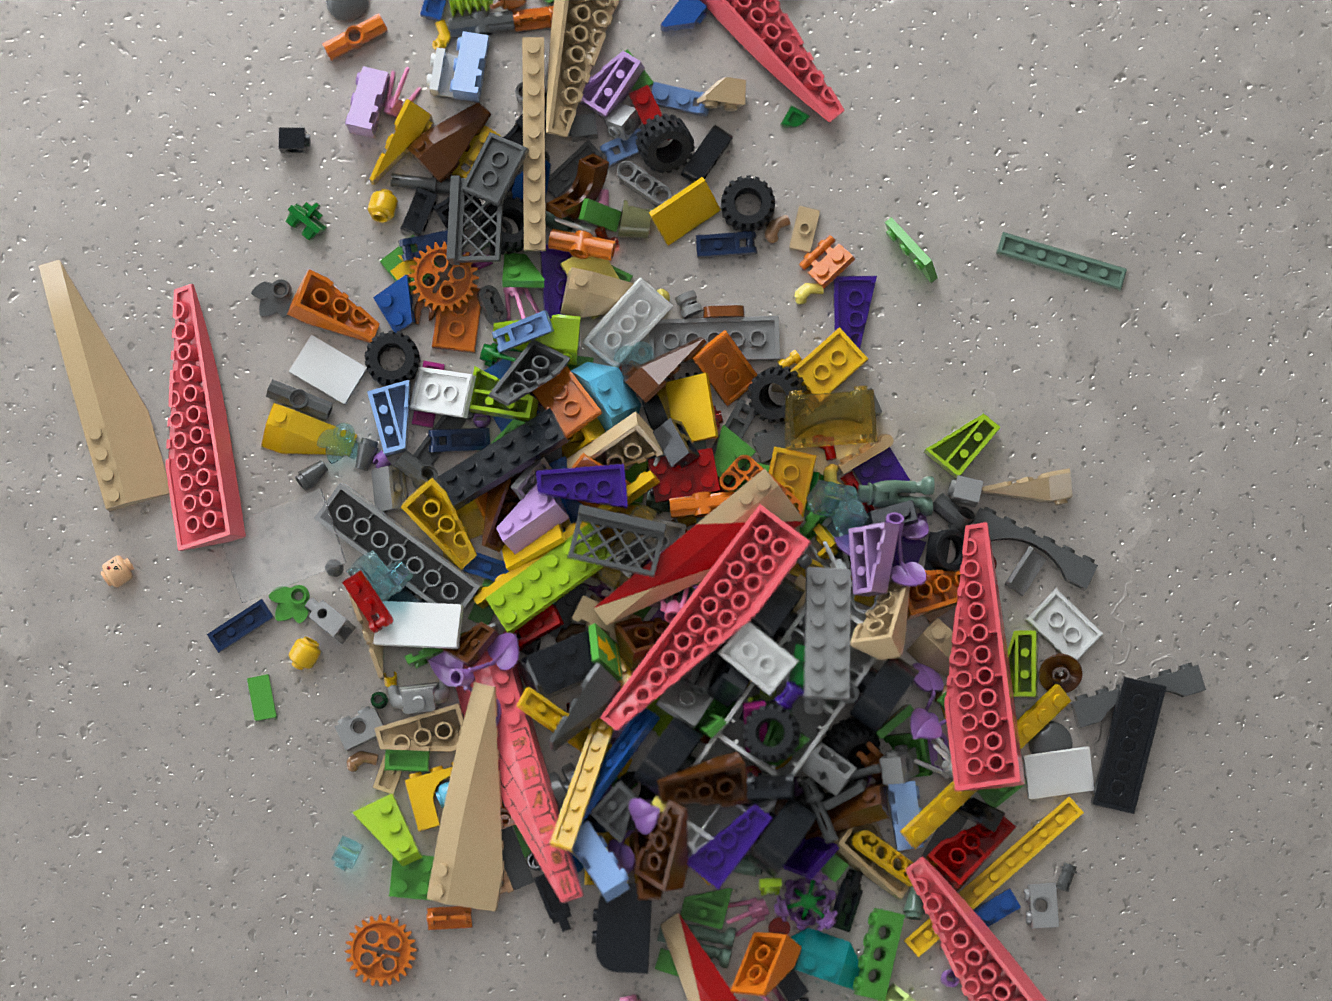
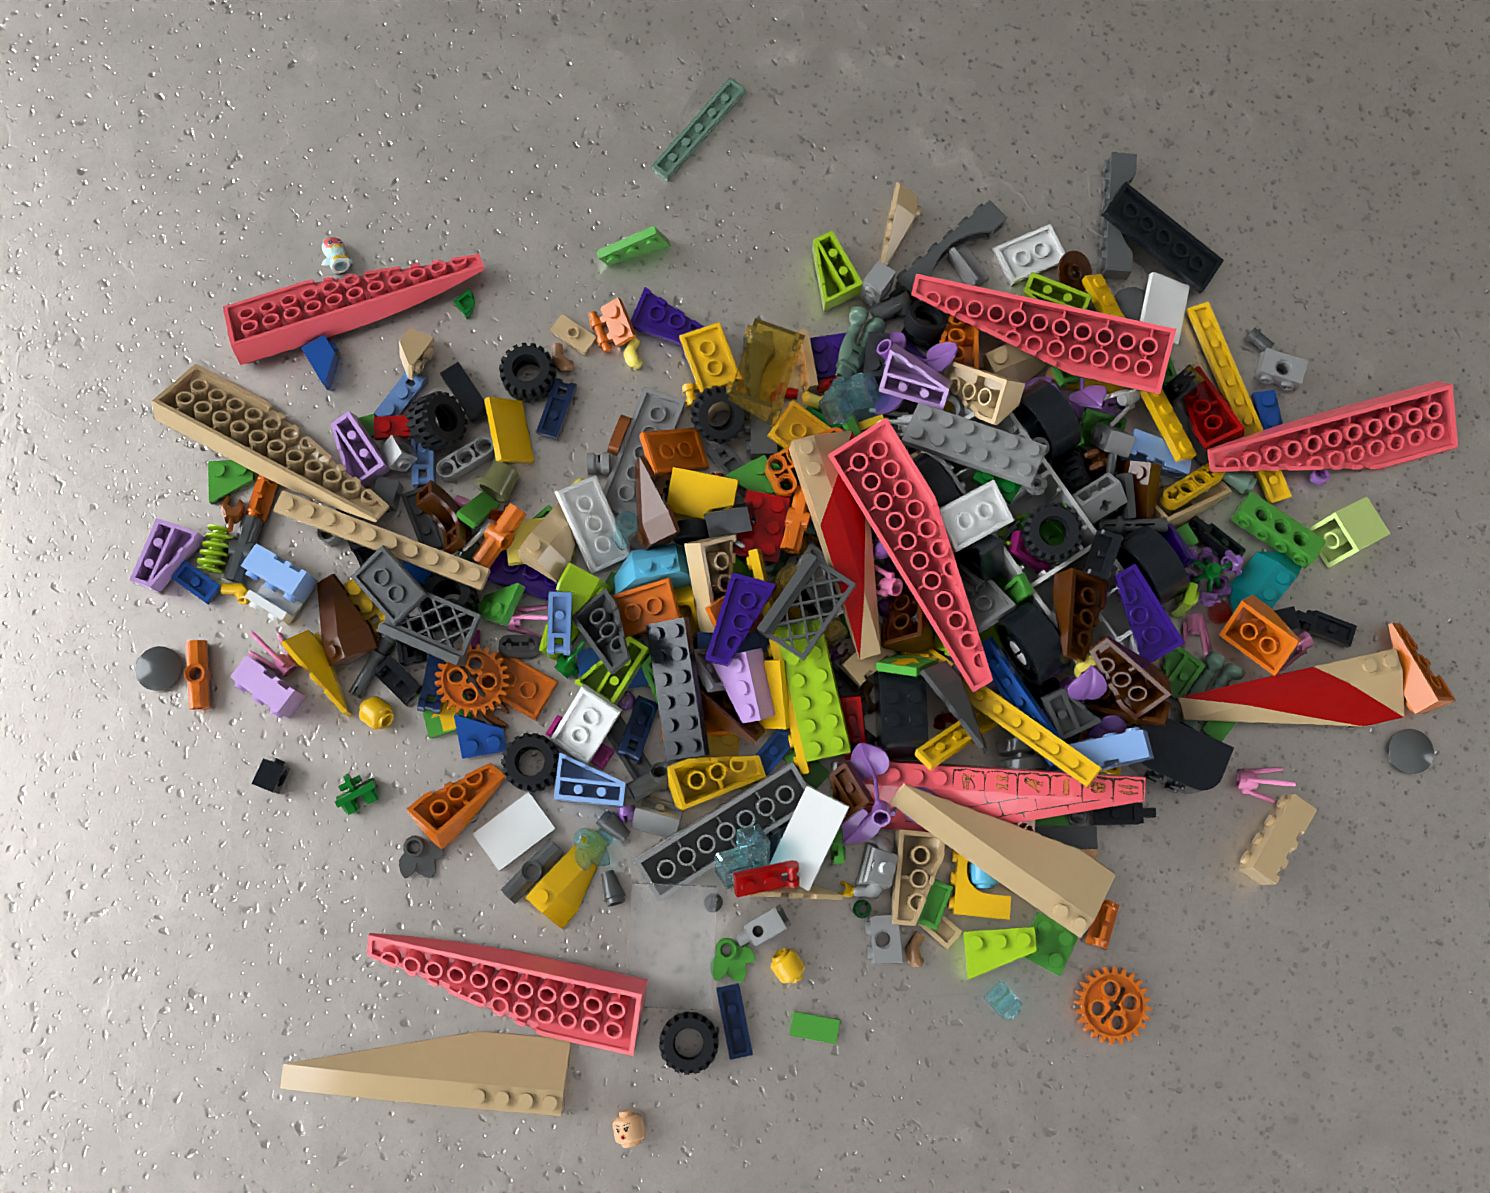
camera: 75 degrees left, 5 degrees down
(193, 580) = (688, 1064): none -> black tyre
(789, 695) = (1022, 501): dark purple bush -> none

